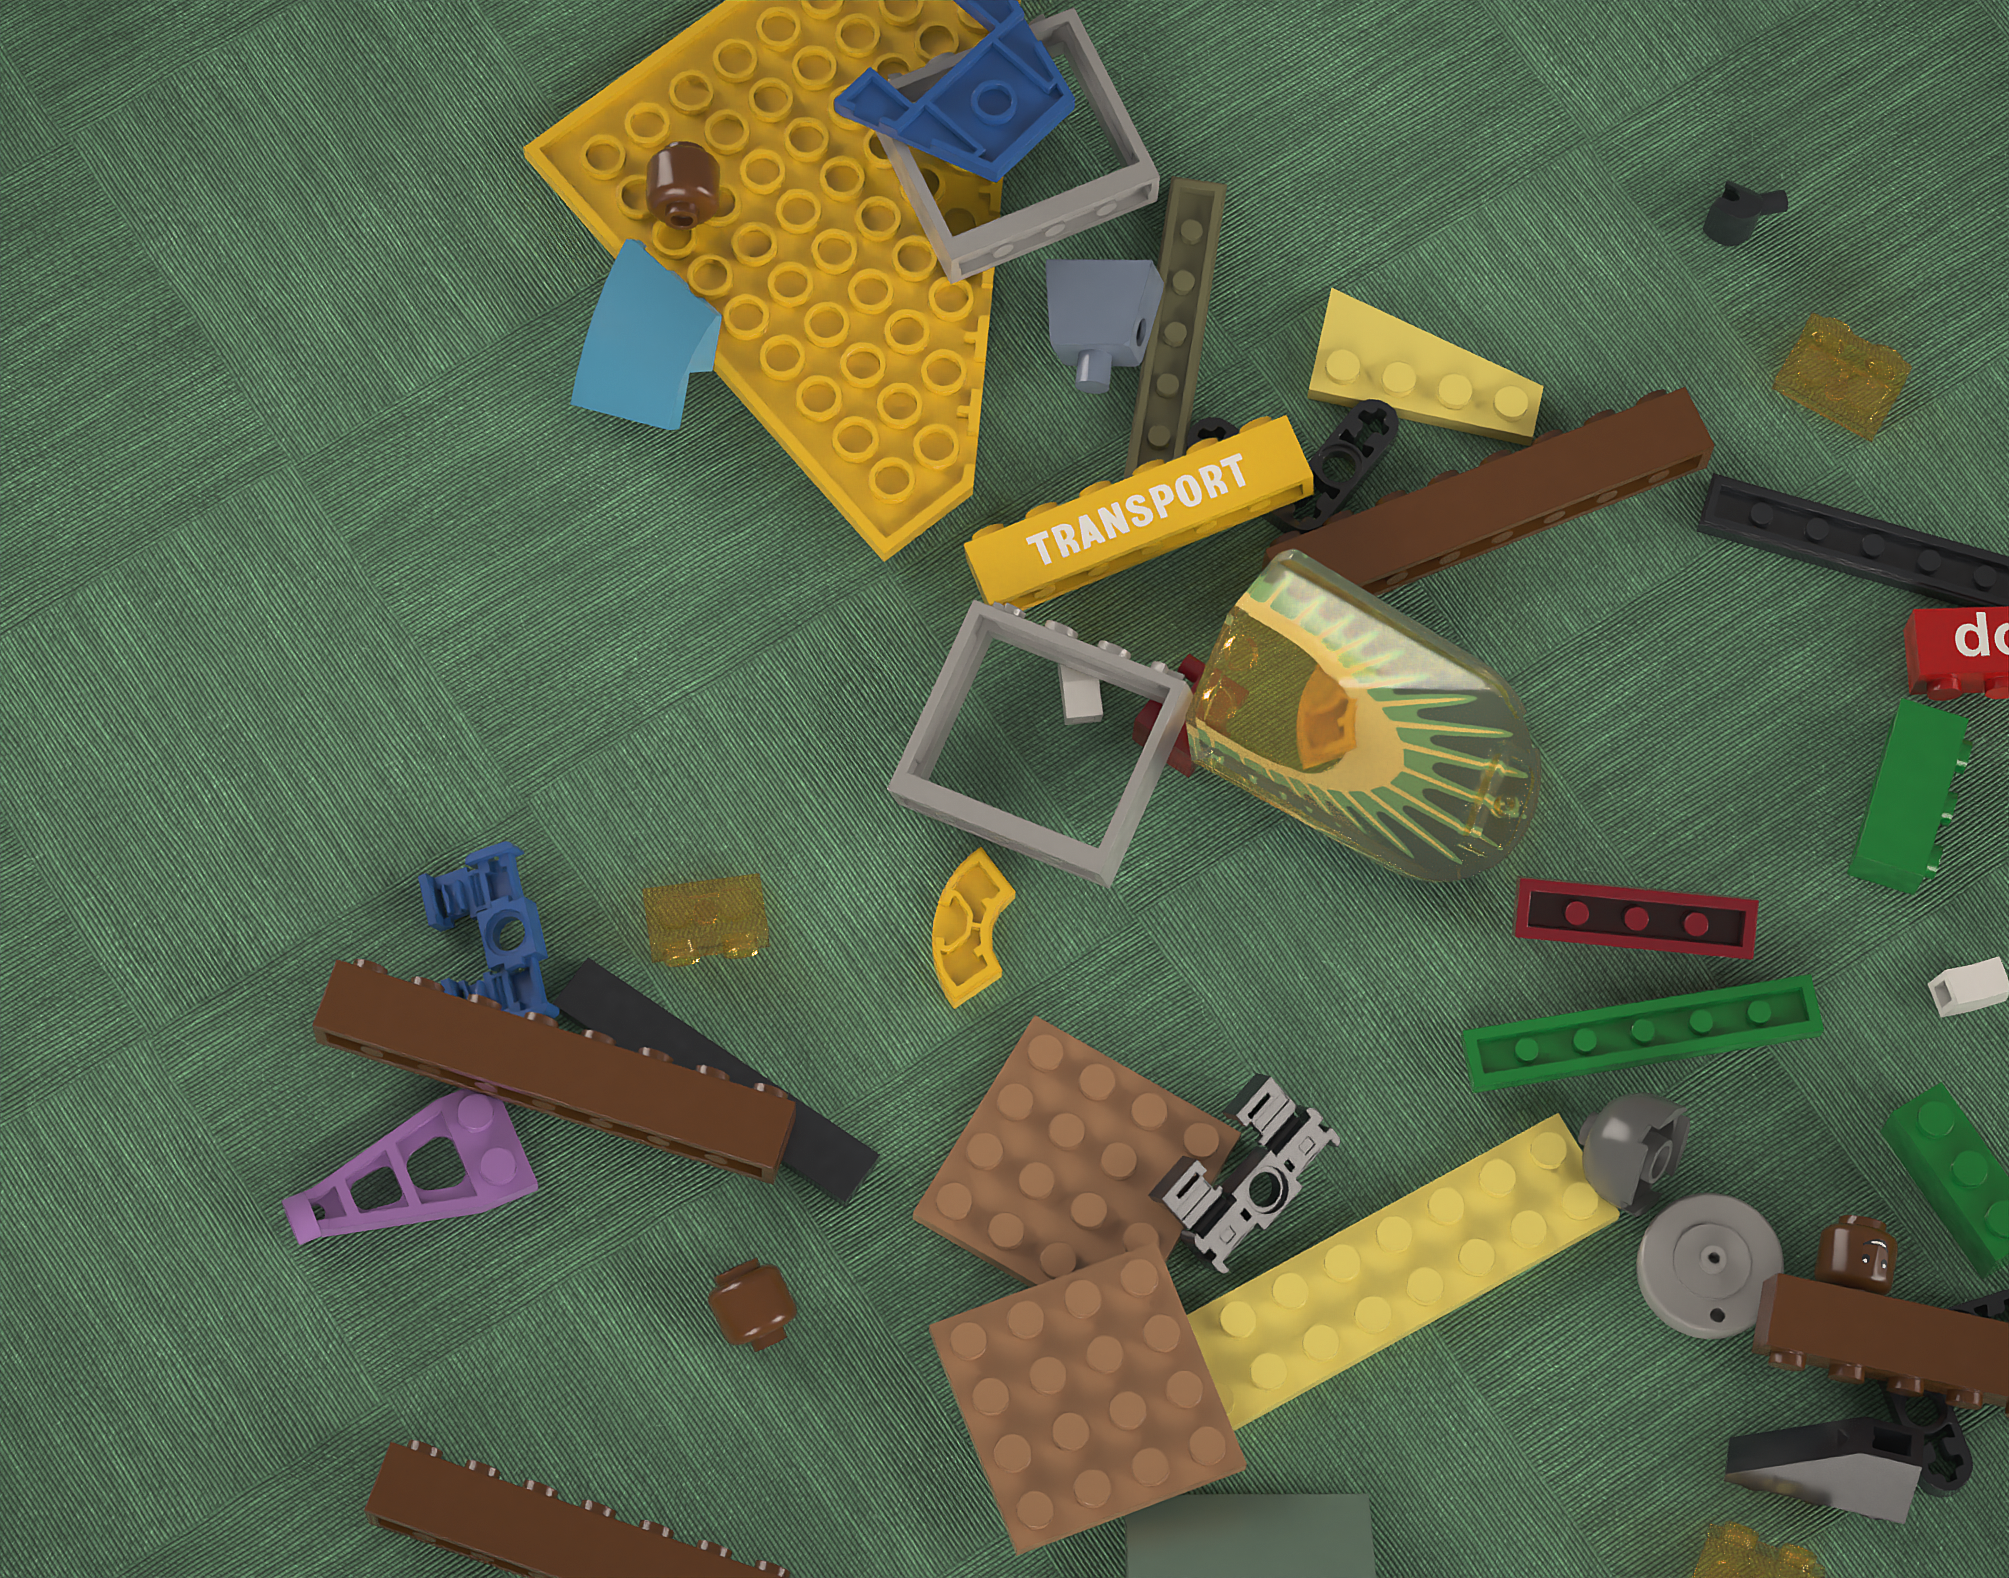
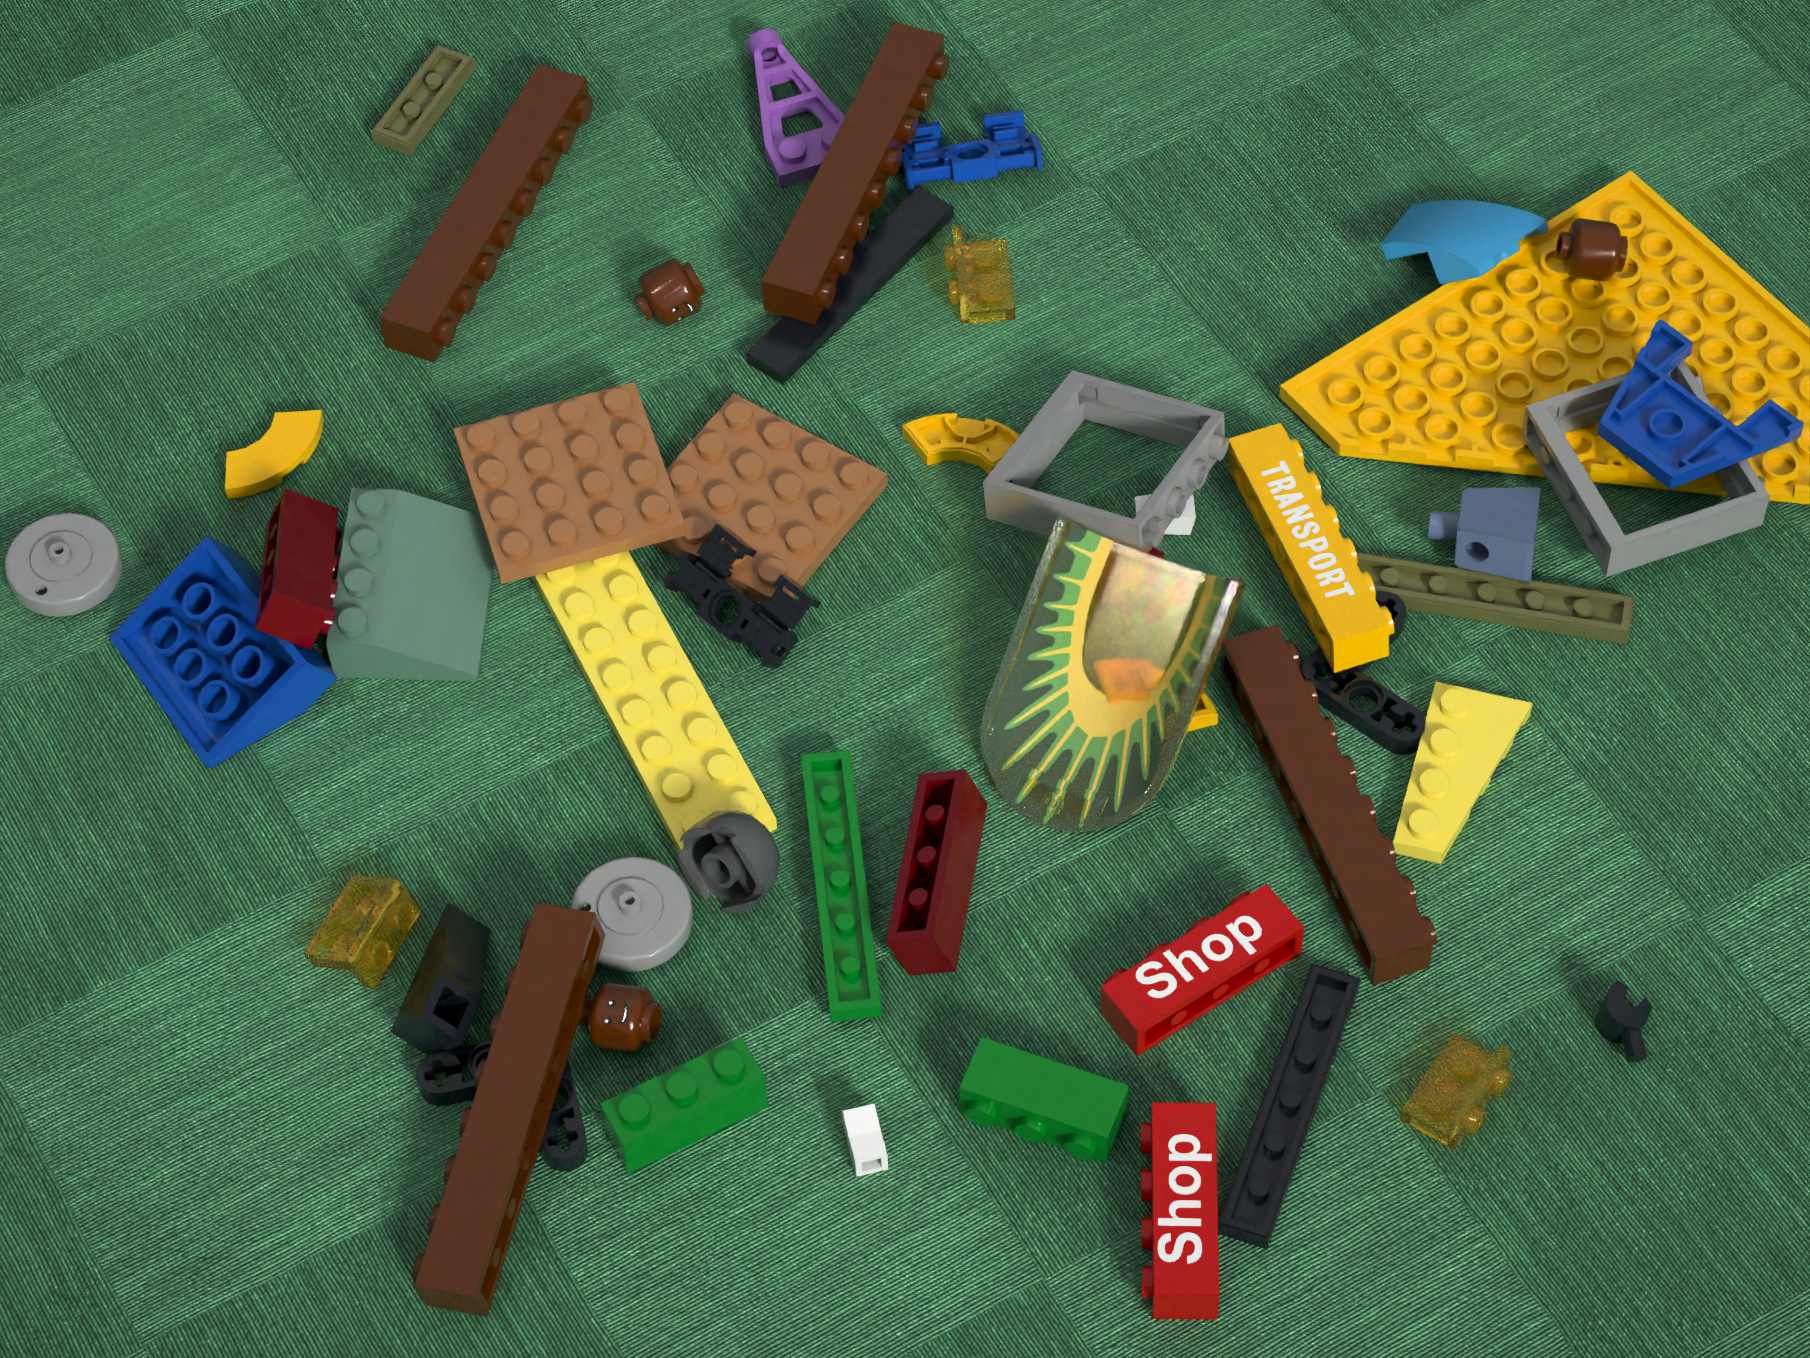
camera: 100 degrees right, 15 degrees down
(1723, 636) = (1200, 969): none -> red brick

